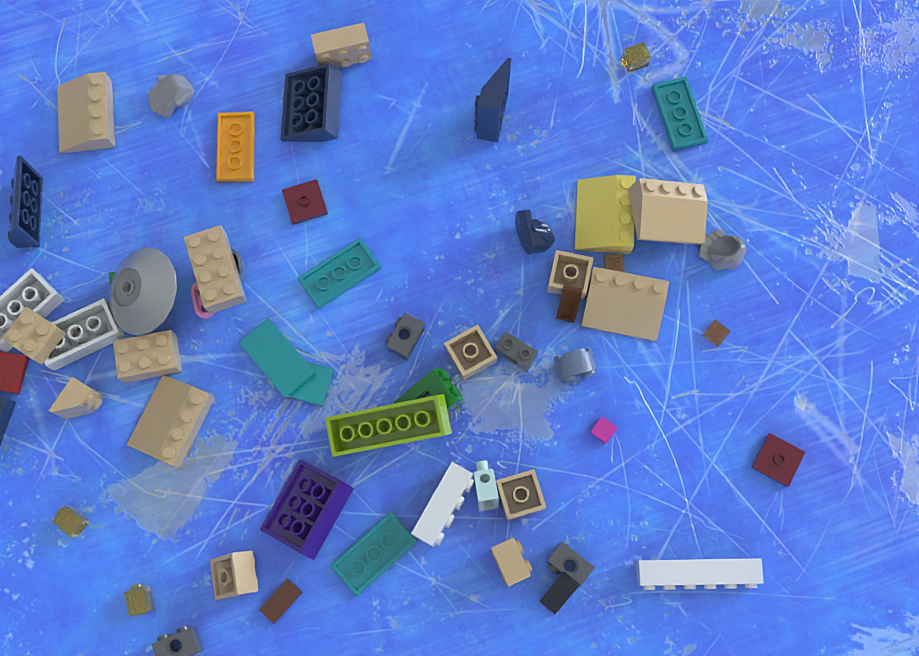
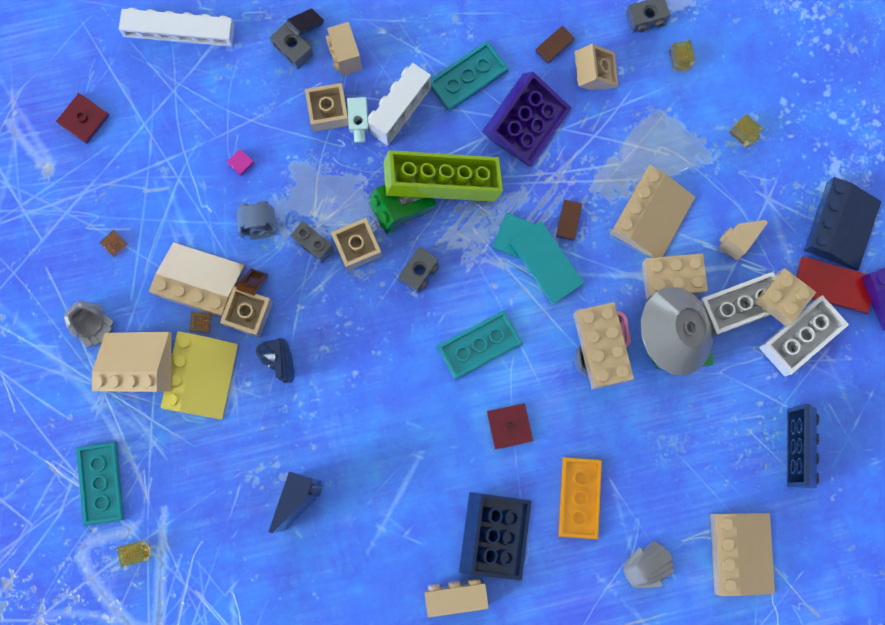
camera: 175 degrees left, 5 degrees up
(257, 406) = (569, 220): none -> reddish brown tile

